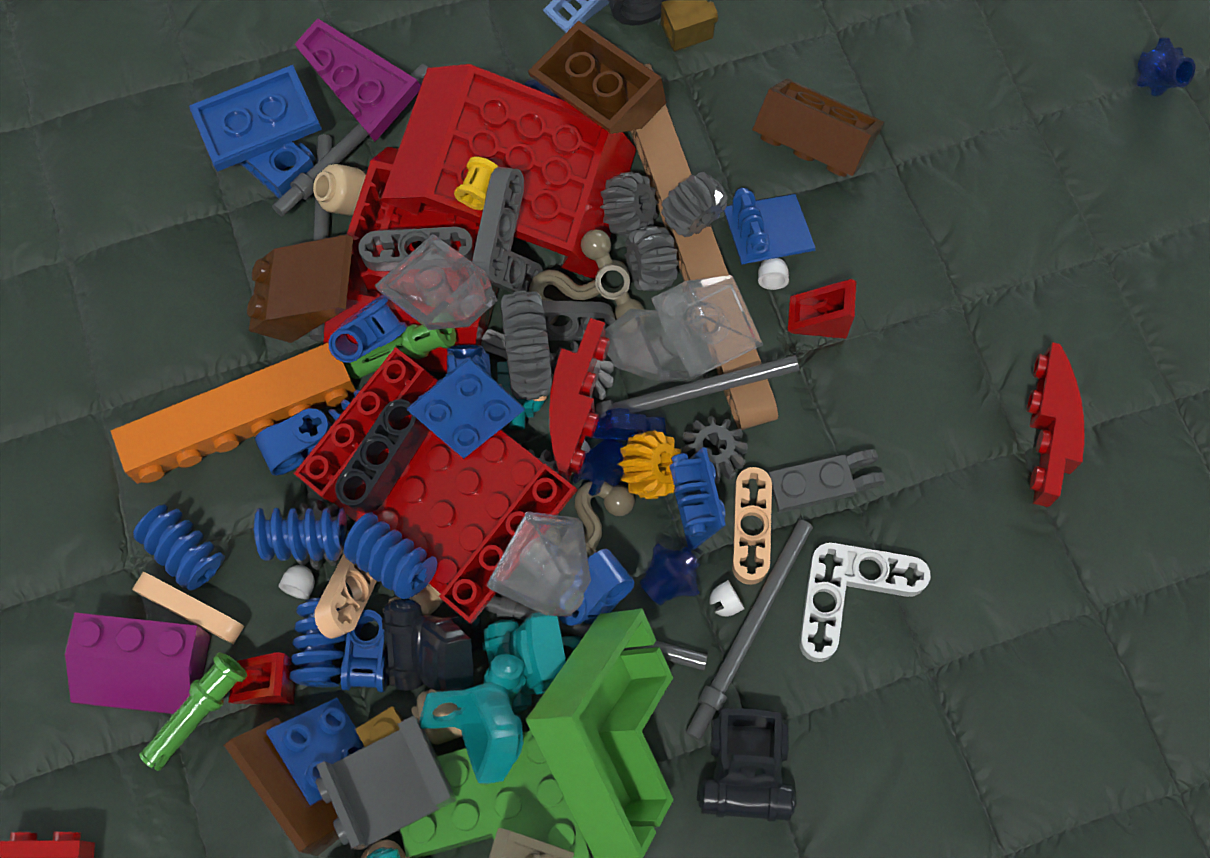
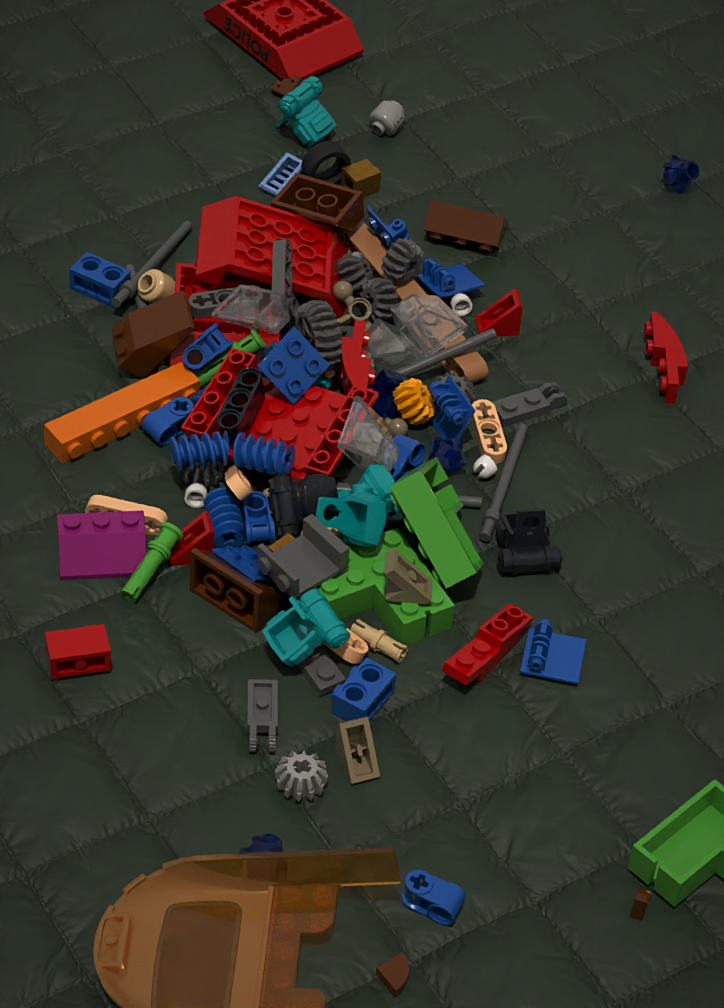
camera: 20 degrees left, 25 degrees down
(177, 548) = (108, 482): blue piece -> none
(254, 118) = (85, 252): blue tile -> none
(359, 78) = (147, 229): magenta wing -> none
(475, 186) = (260, 253): yellow bush -> none
(700, 148) = (389, 233): none -> blue hinge
(848, 575) = (557, 448): white beam -> none

